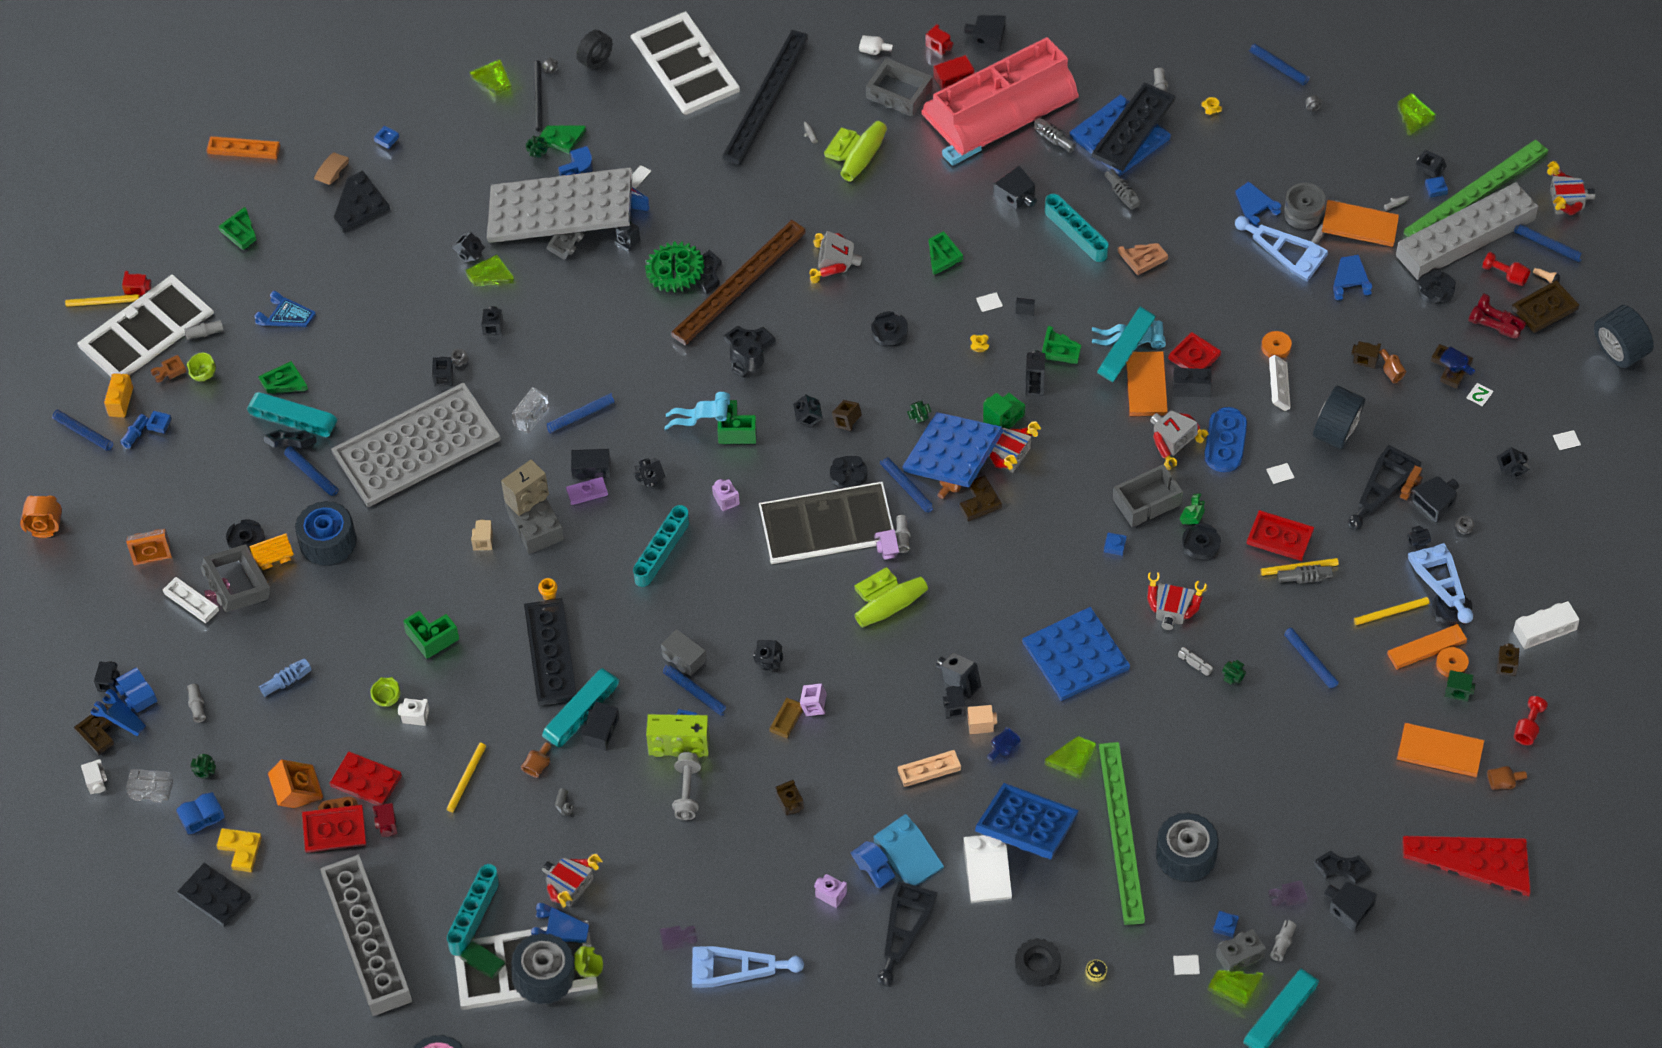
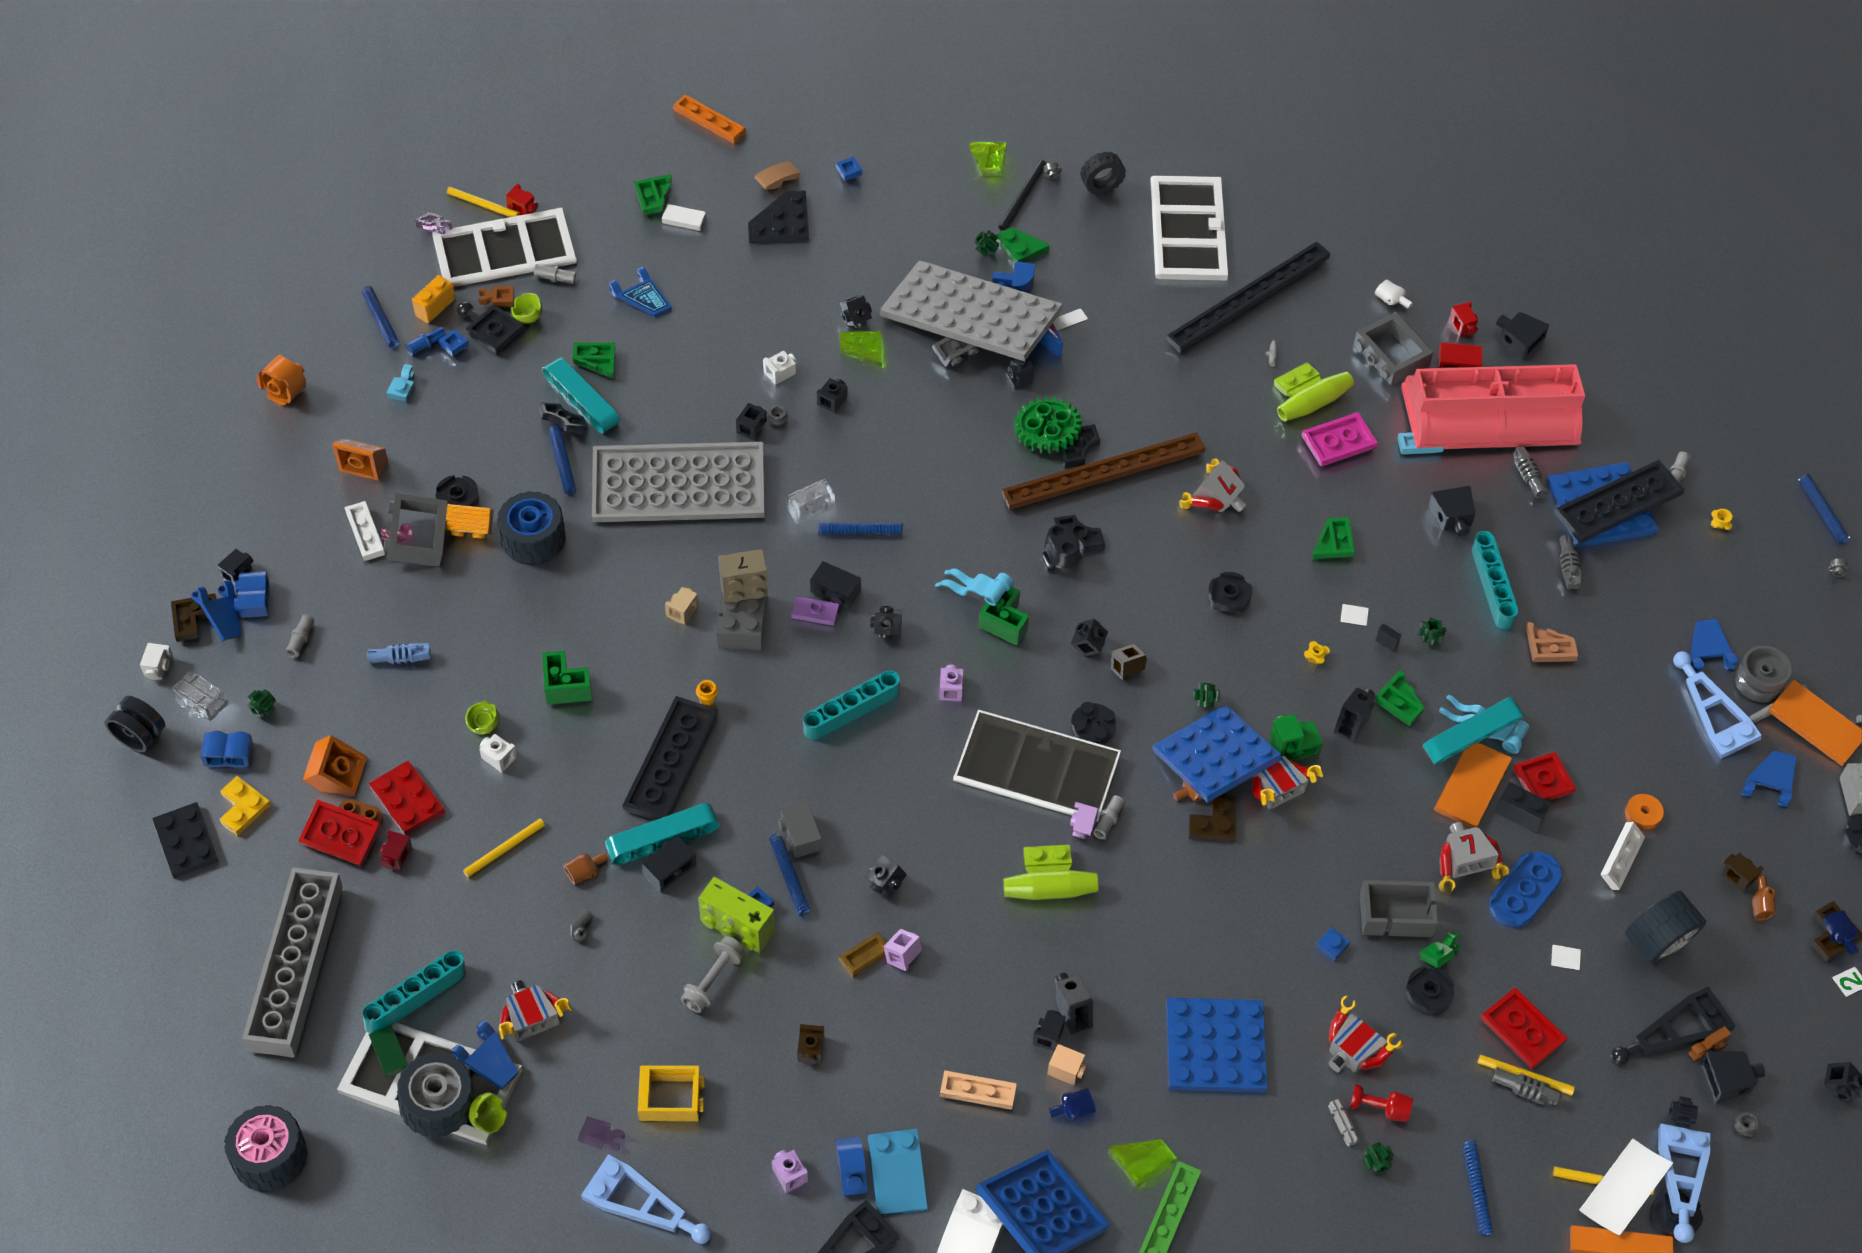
camera: 25 degrees right, 0 degrees up
(72, 335) = (432, 222): none -> clear purple plate
(116, 828) = (135, 723): none -> black wheel
(140, 476) = (402, 387): none -> medium azure plate
(181, 396) = (492, 328): none -> black plate
(277, 236) = (683, 217): none -> white tile
(436, 319) = (780, 367): none -> white brick
(703, 868) = (670, 1074): none -> yellow window
(900, 175) = (1339, 439): none -> dark pink plate
(904, 485) = (1142, 738): blue piece -> none
(1053, 287) = (1431, 631): none -> dark green gear
(1226, 632) = (1396, 1107): none -> red piece
(1409, 607) = (1625, 1187): none -> white sticker

